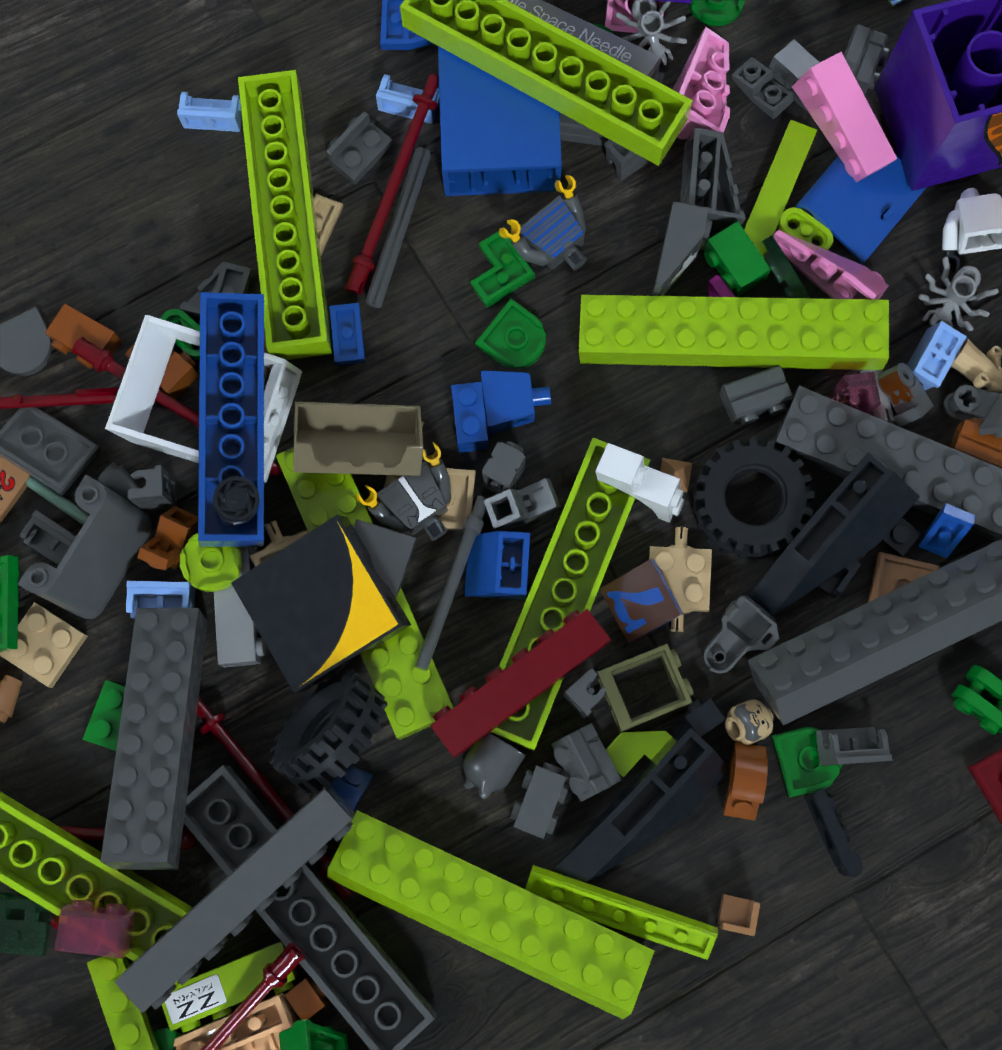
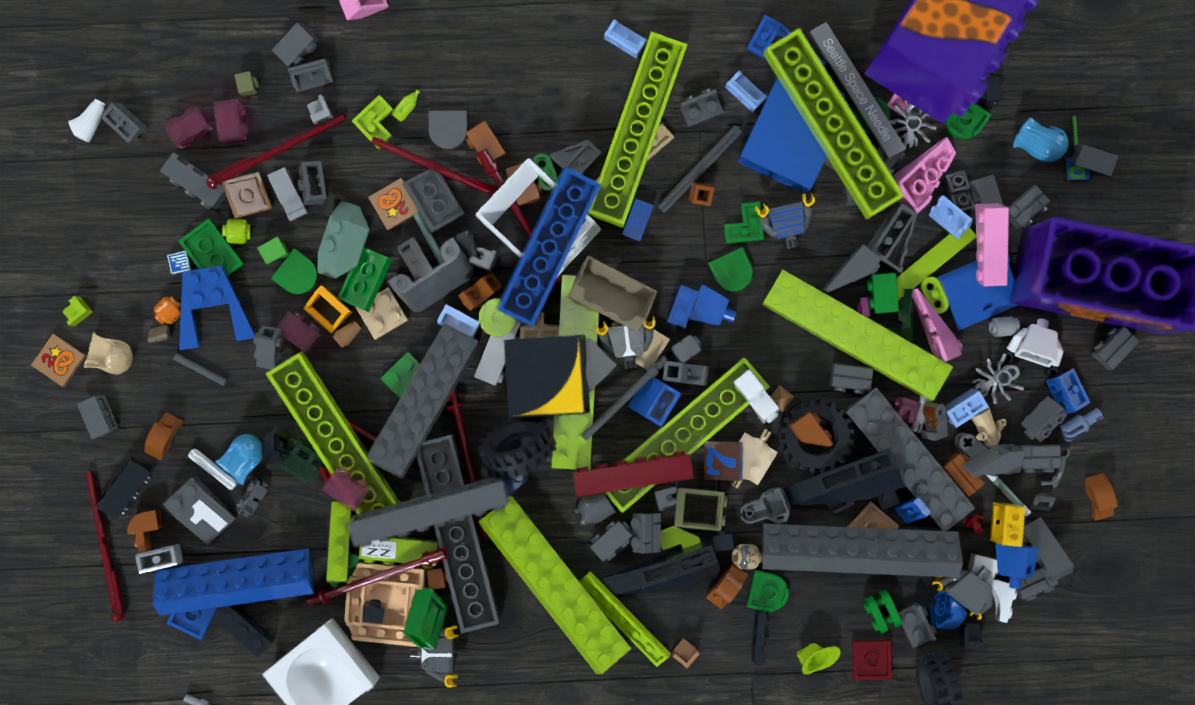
camera: 25 degrees right, 10 degrees up
(236, 500) = (529, 298): black wheel -> none
(363, 262) = (668, 181): dark red bar -> none
(423, 249) = (705, 197): none -> dark orange plate
(742, 490) = (809, 431): none -> dark orange slope
(769, 120) = (950, 217): none -> light blue hinge
(852, 746) = (794, 598): dark grey hinge -> none
(922, 225) = (1004, 326): none -> light grey brick
(934, 818) = (817, 658): none -> lime piece

